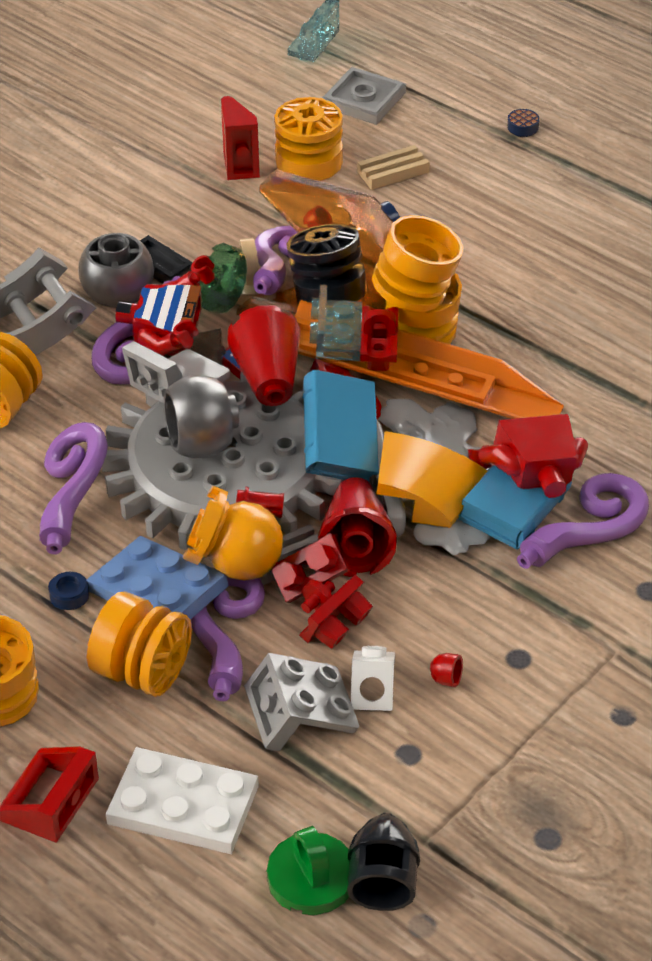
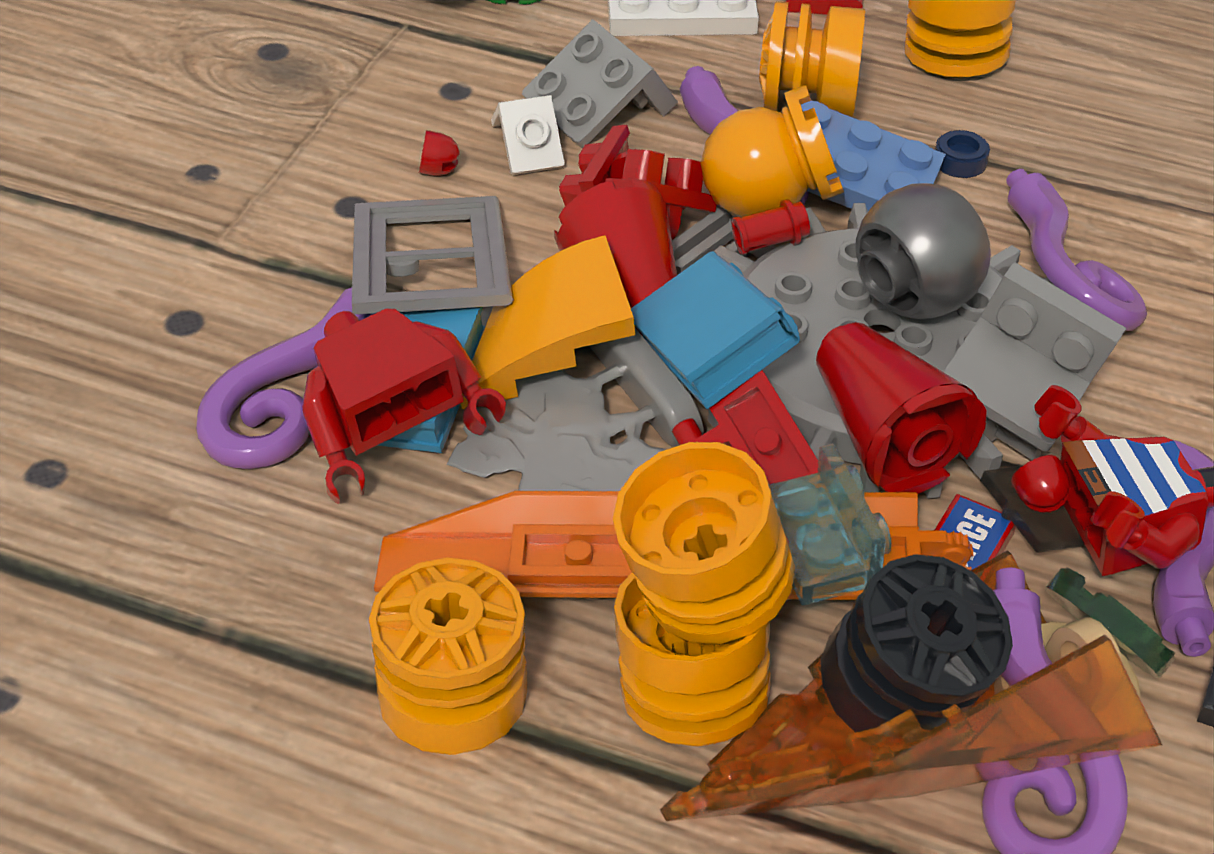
camera: 160 degrees right, 0 degrees up
(203, 344) = (1042, 484): none -> red hinge
(499, 574) = (373, 262): none -> light grey door
(539, 332) = (449, 655): none -> light orange wheel

